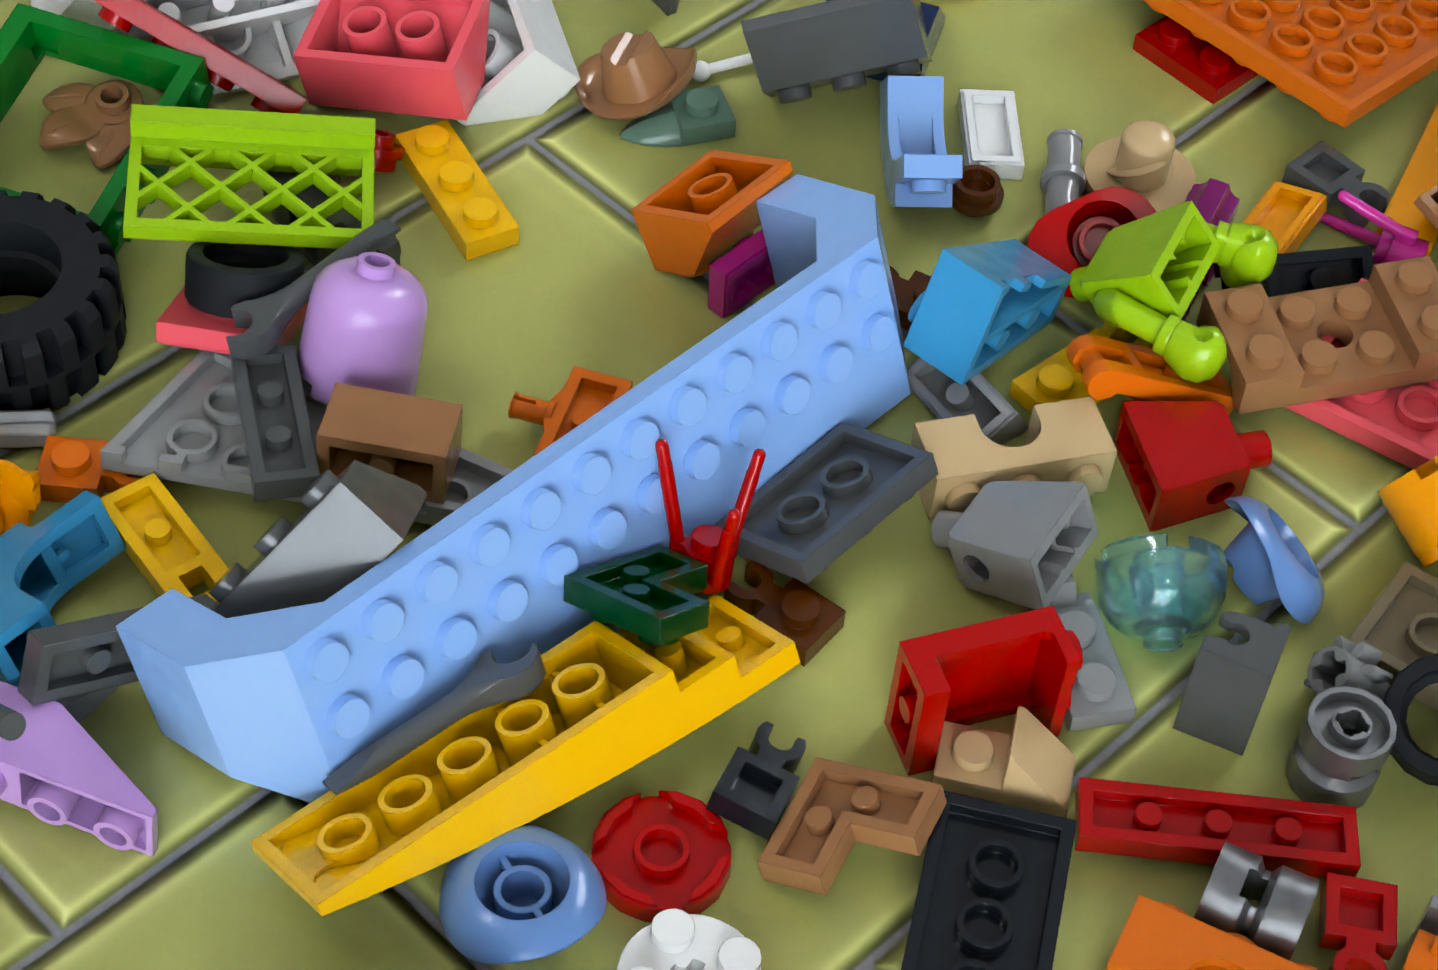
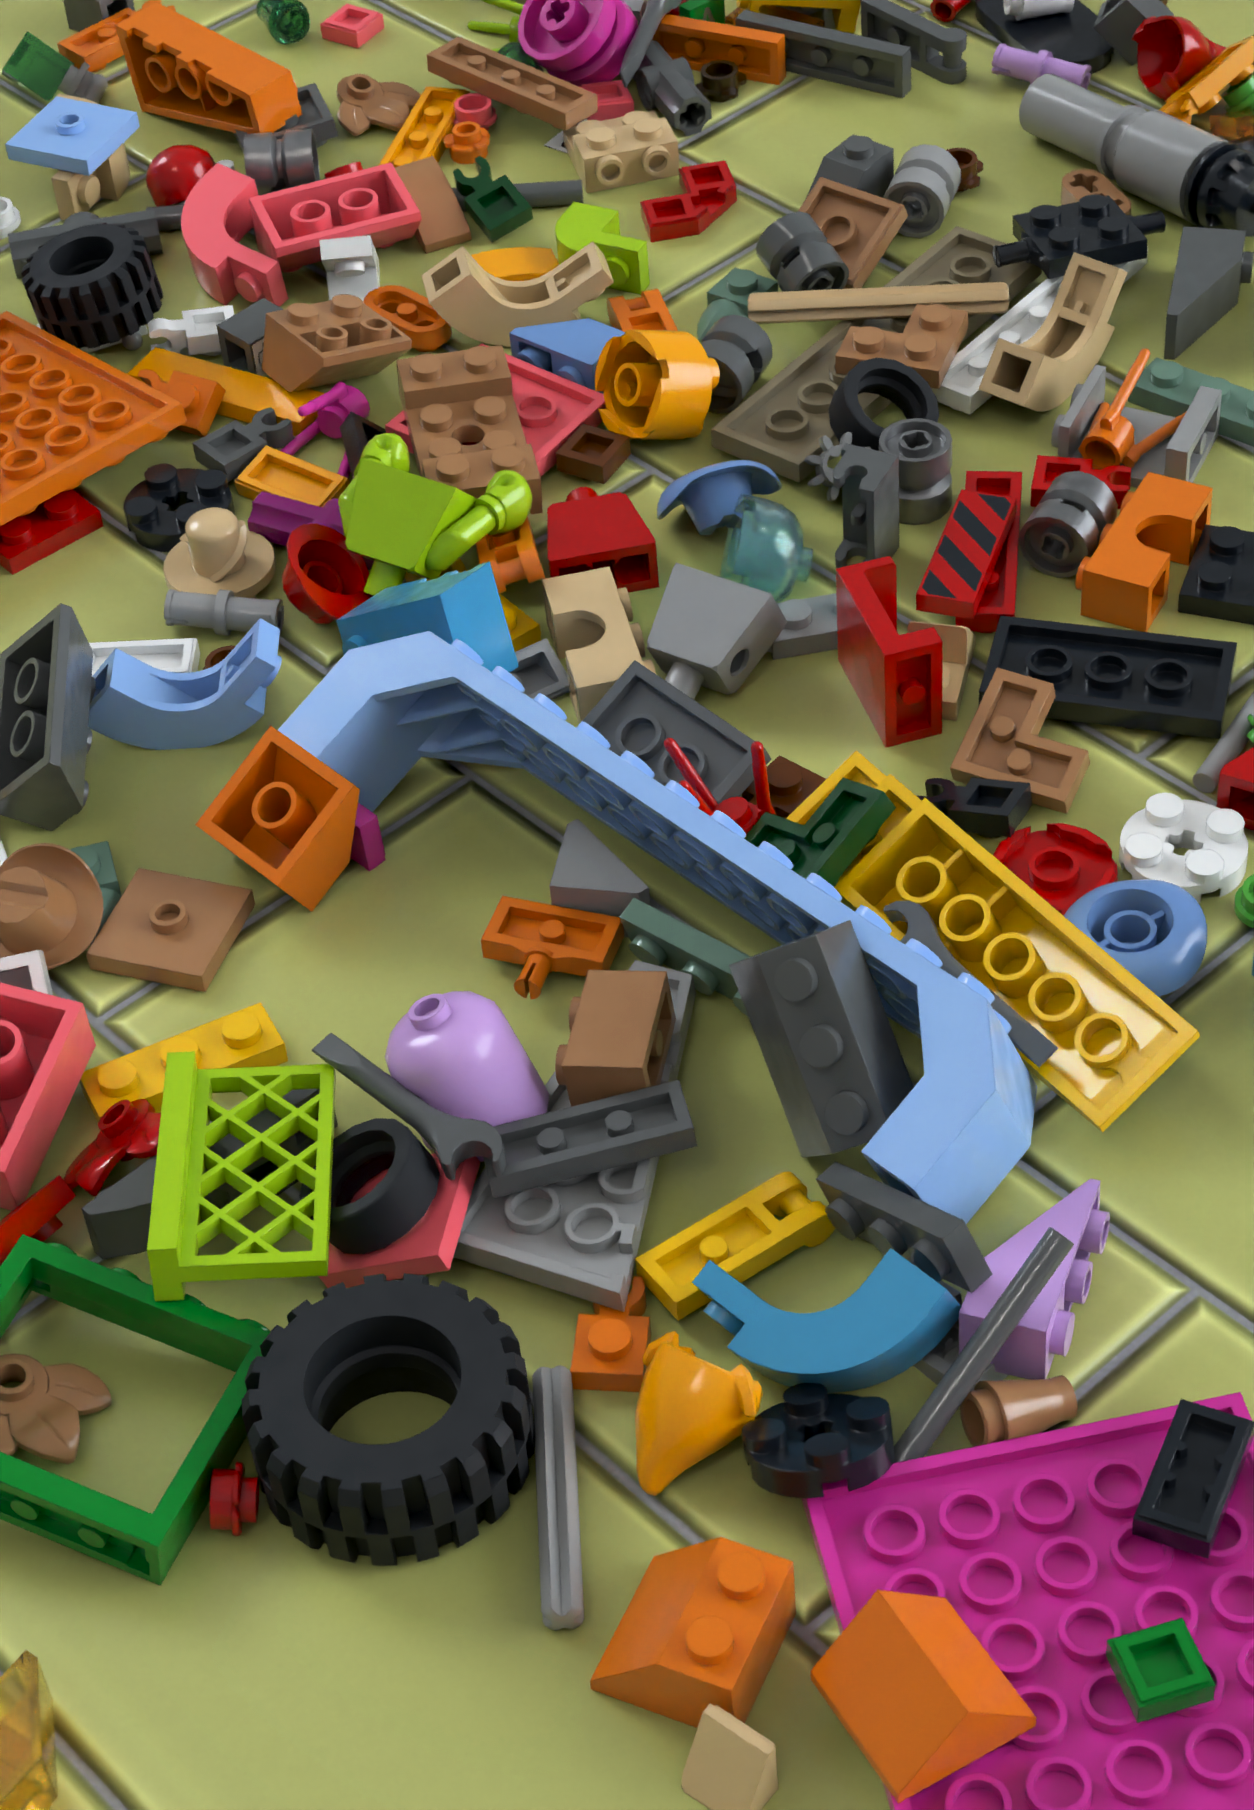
camera: 80 degrees left, 5 degrees down
(621, 167) = (171, 929): none -> medium nougat plate
(1177, 786) = (966, 554): none -> red tile
(1257, 134) = (187, 490): none -> black plate
(1357, 462) = (593, 453): none -> reddish brown plate
(1402, 135) = (198, 395): none -> orange plate

